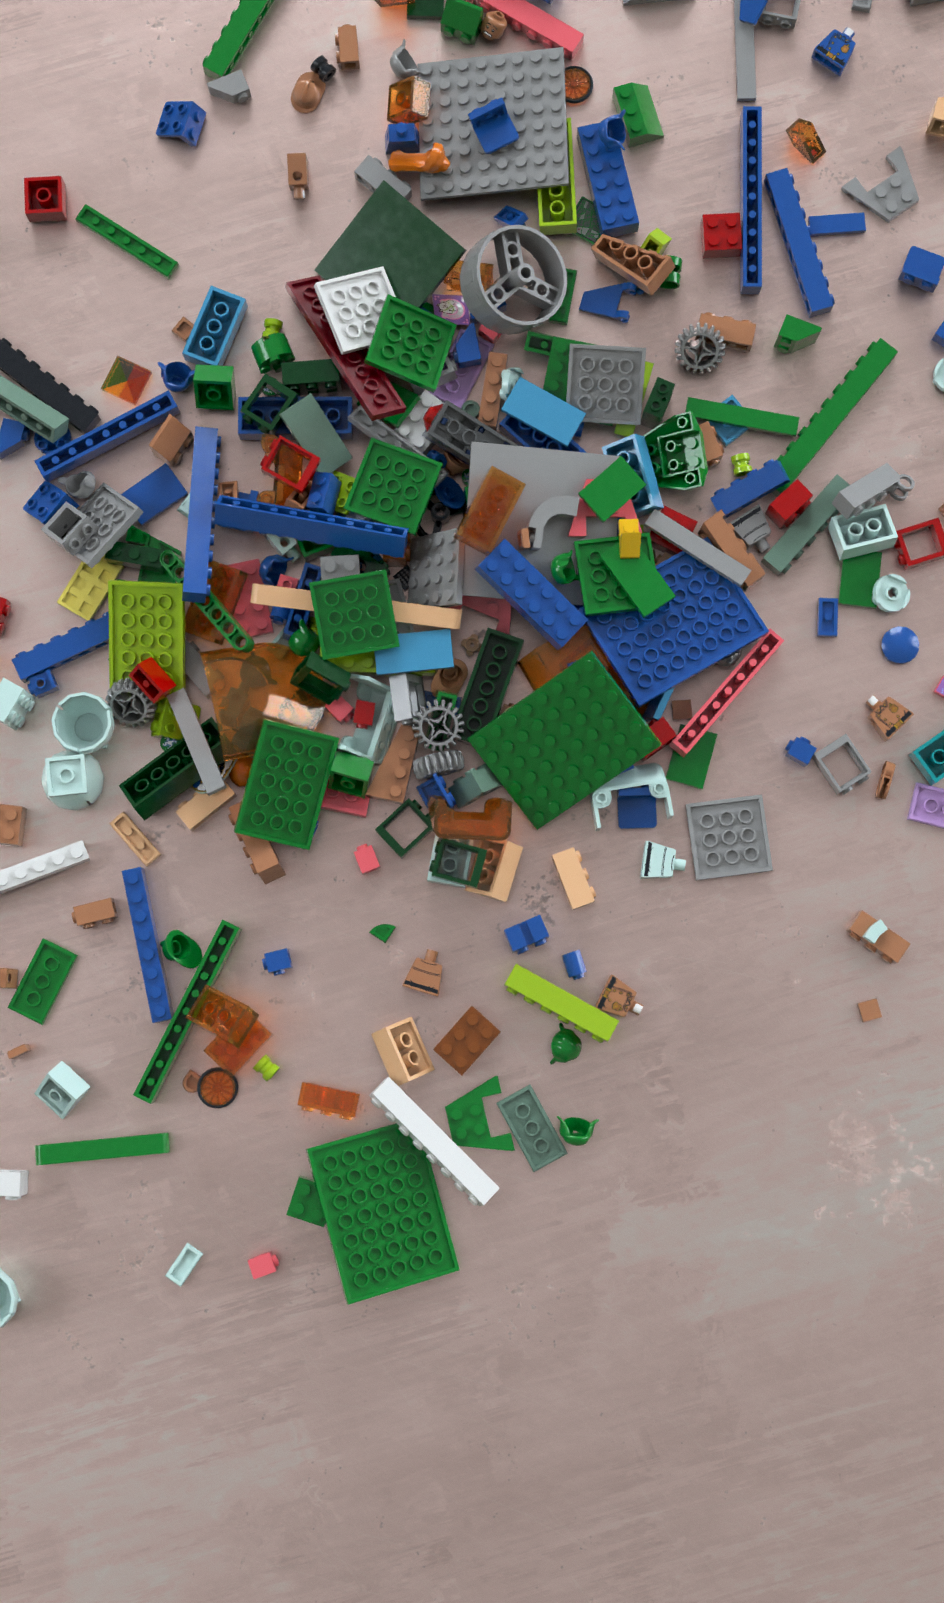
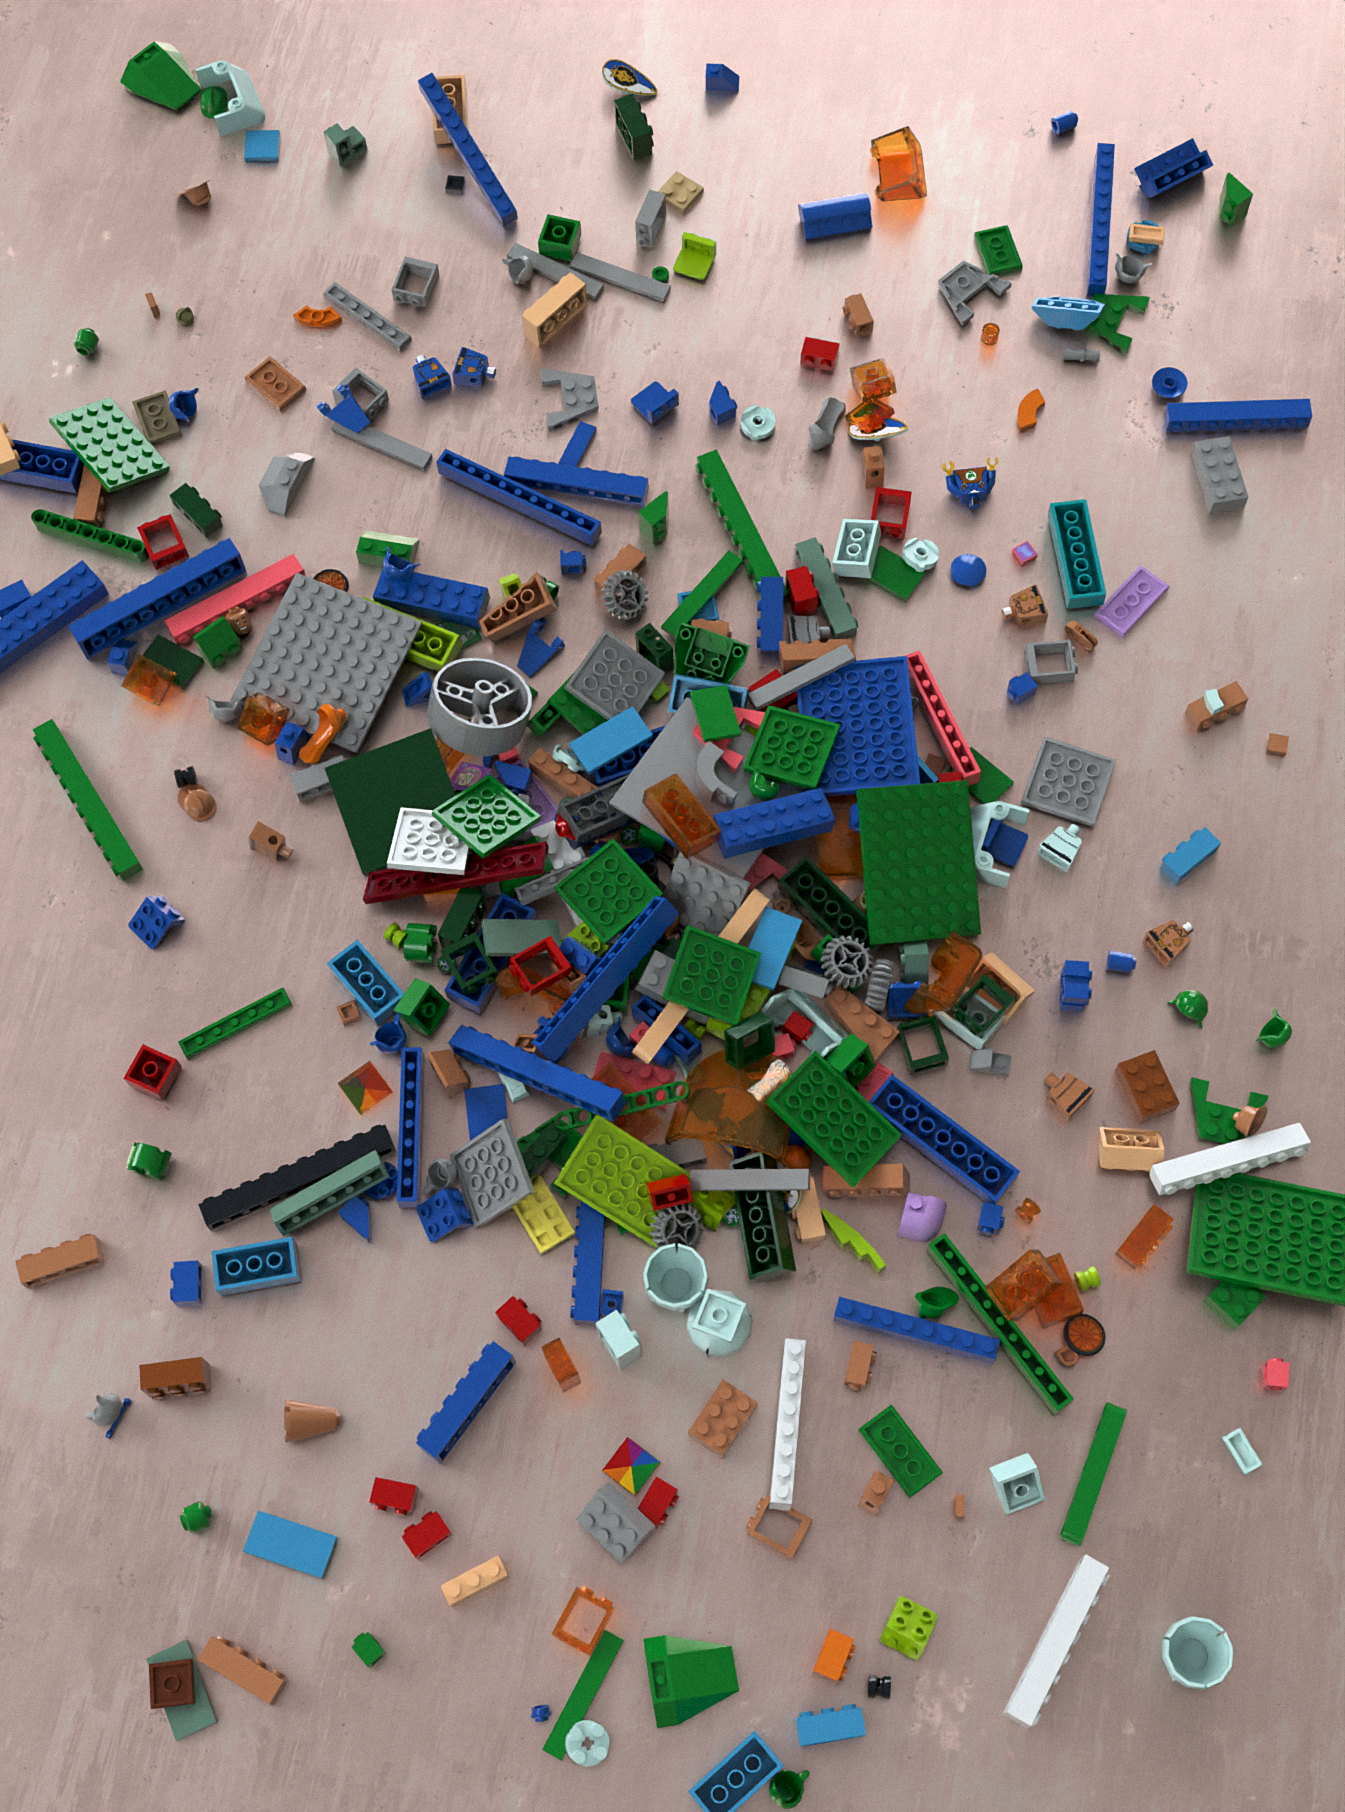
camera: 60 degrees left, 15 degrees down
(62, 521) = (467, 1205): light grey window -> none
(135, 839) = (805, 1294): light nougat tile -> none
(201, 847) = (847, 1236): none -> lime slope
(230, 87) = (153, 862): light grey slope -> none
(248, 902) = (921, 1217): none -> lavender brick
(301, 989) = (1028, 1210): none -> clear orange wheel
(303, 640) = (705, 1042): green hair -> none
(325, 887) = (944, 1141): none -> blue brick
(348, 47) = (180, 747): nougat brick -> none
(366, 859) = (934, 1091): coral brick -> none
(383, 931) = (1008, 1113): green tile -> none
(421, 895) = (989, 1062): none -> light grey slope
(479, 1143) = (1250, 1119): none -> nougat piece
(493, 126) = (333, 657): blue bracket -> none
(523, 539) = (720, 803): nougat tile -> none
(532, 1128) = (1253, 1072): sand green tile -> none
(561, 1003) = (1152, 987): lime brick -> none
(574, 878) = (1041, 924): light nougat brick -> none
(629, 538) = (768, 719): yellow slope -> none
(638, 580) = (804, 730): green tile -> none
(712, 284) = (572, 562): none -> blue brick
(712, 979) = (1190, 855): none -> dark azure brick
(721, 235) = (534, 535): red brick -> none
(741, 464) = (743, 614): lime wheel -> none
(806, 140) = (491, 433): clear orange slope -> none
(827, 617) = (914, 612): blue plate -> none
(865, 84) = (472, 368): none -> blue torso
(869, 489) = (826, 522): light grey hinge -> none

